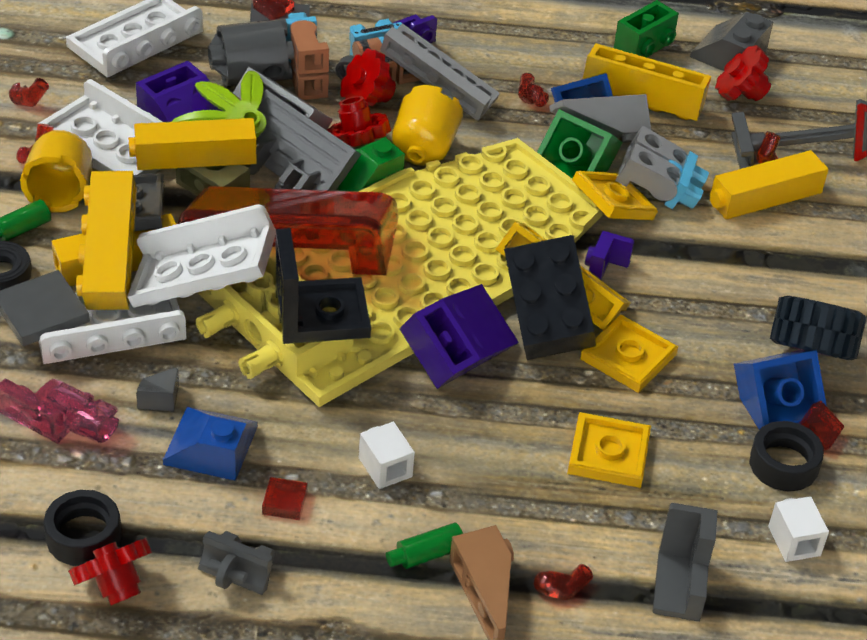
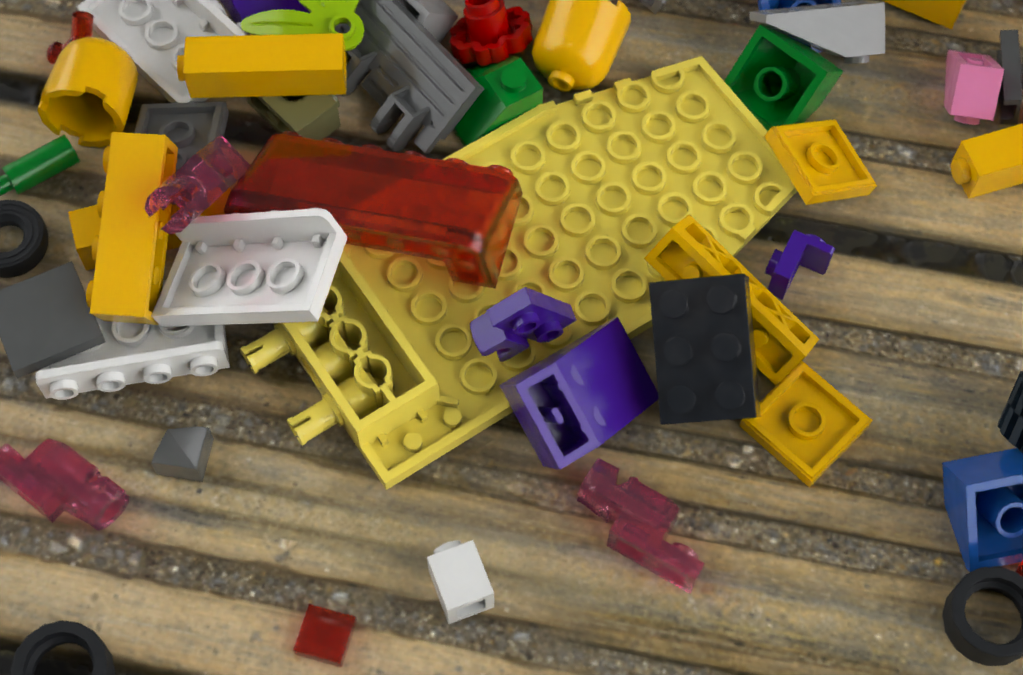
camera: 10 degrees right, 20 degrees up
(156, 205) = (198, 184): none -> clear pink plate
(210, 443) = (242, 537): blue slope -> none
(302, 302) = (365, 351): black bracket -> none
(409, 280) = (520, 318): none -> dark purple plate
(518, 415) = (640, 524): none -> clear pink plate
(609, 450) = (757, 584): yellow tile -> none
(662, 169) = (890, 122): light grey hips -> none
(717, 149) = (971, 86): none -> bright pink slope

